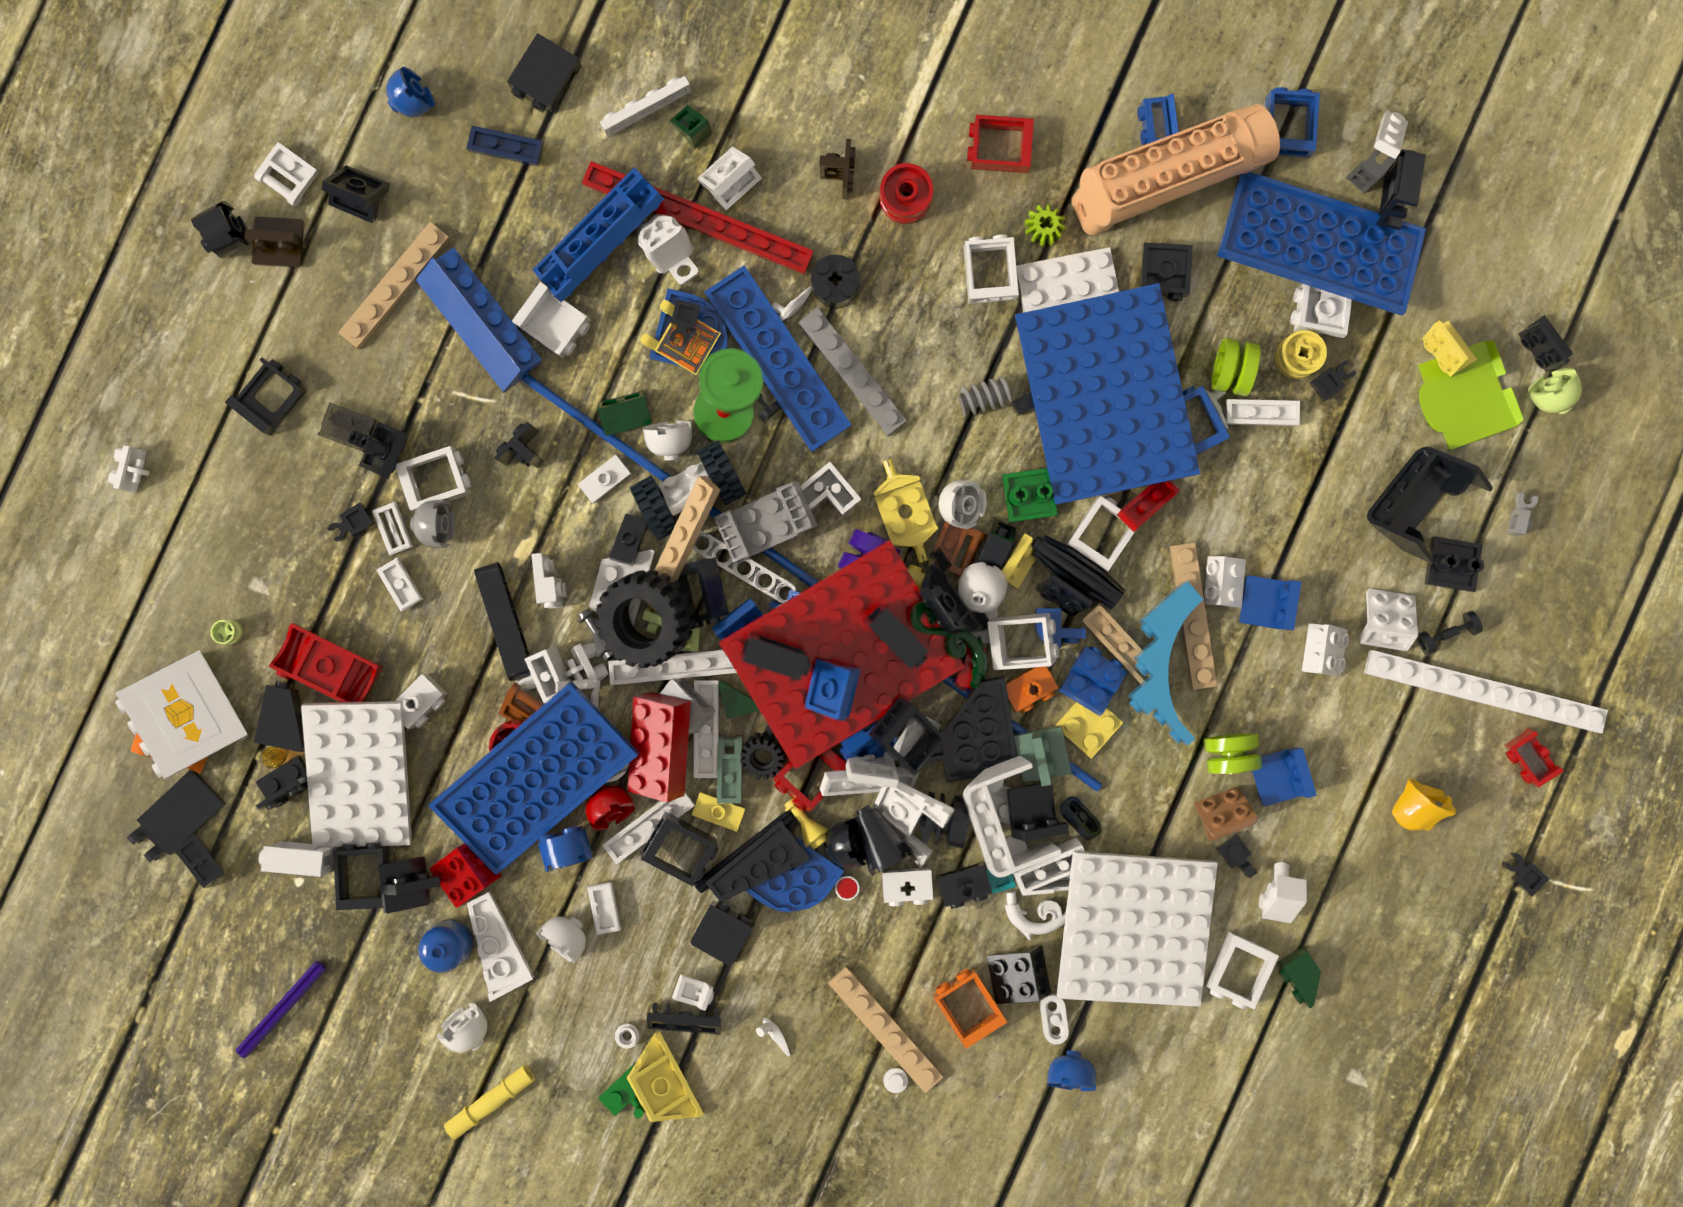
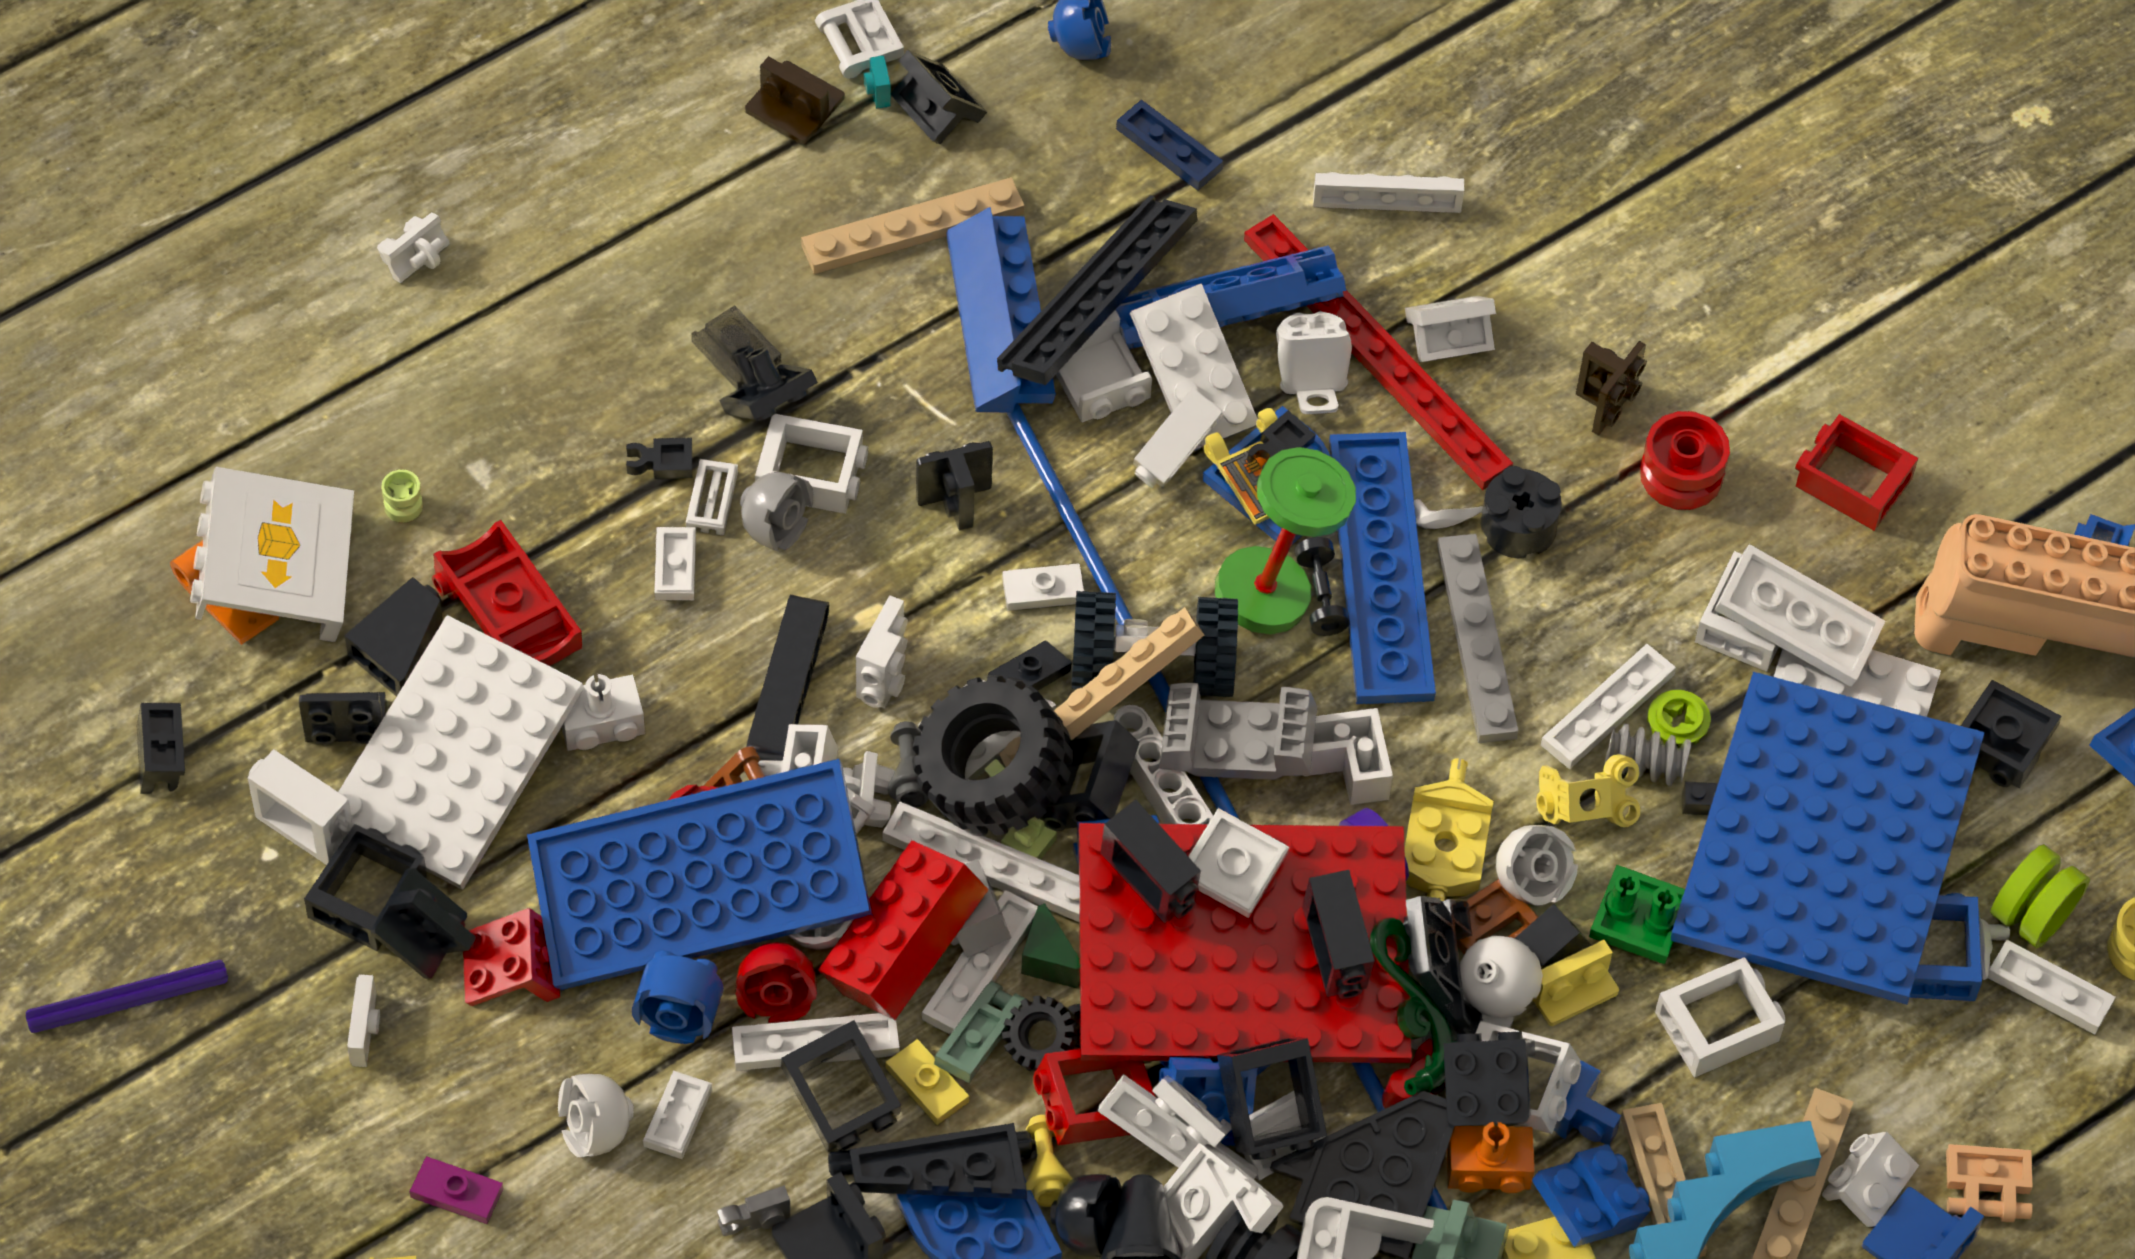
camera: 25 degrees right, 30 degrees down
(177, 815) = (186, 671): black tile -> none
(220, 230) = (733, 47): black brick -> none
(254, 411) = (625, 271): black window -> none
(274, 757) = (353, 677): clear yellow plate -> none
(316, 202) = (878, 82): none -> teal plate
(410, 953) = (364, 1020): none -> white plate
(445, 946) = (420, 1033): blue cylinder -> none
(464, 1029) = (369, 1158): white cylinder -> none
(499, 952) = (488, 1084): white wing -> none
(519, 1014) = (456, 1190): none -> magenta plate
(524, 277) = (1097, 290): none -> black plate
(542, 73) = (1274, 89): black panel -> none
(607, 297) = (1191, 352): none -> white plate
(624, 413) = (1124, 519): dark green panel -> none
(626, 353) = (1176, 439): none -> white window
(668, 439) = (1167, 576): white cylinder -> none
(682, 936) = (758, 1211): none -> flat silver plate
(692, 126) = (1437, 248): dark green slope -> none
(815, 622) = (1236, 862): none -> white plate
(832, 689) = (1207, 963): blue bracket -> none
(946, 375) = (1608, 706): none -> white plate
(979, 435) = (1561, 798): none -> light yellow piece
(994, 352) = (1671, 704): none -> lime gear
(1012, 659) = (1488, 1079): none -> black bracket
(1023, 265) = (1800, 615): none -> white plate
(1050, 232) = (1865, 590): lime gear -> none
(1074, 578) = (1640, 1042): black plate -> none
(1147, 504) = (1811, 1002): red plate -> none
(1283, 541) = (1991, 1171): none -> light nougat plate

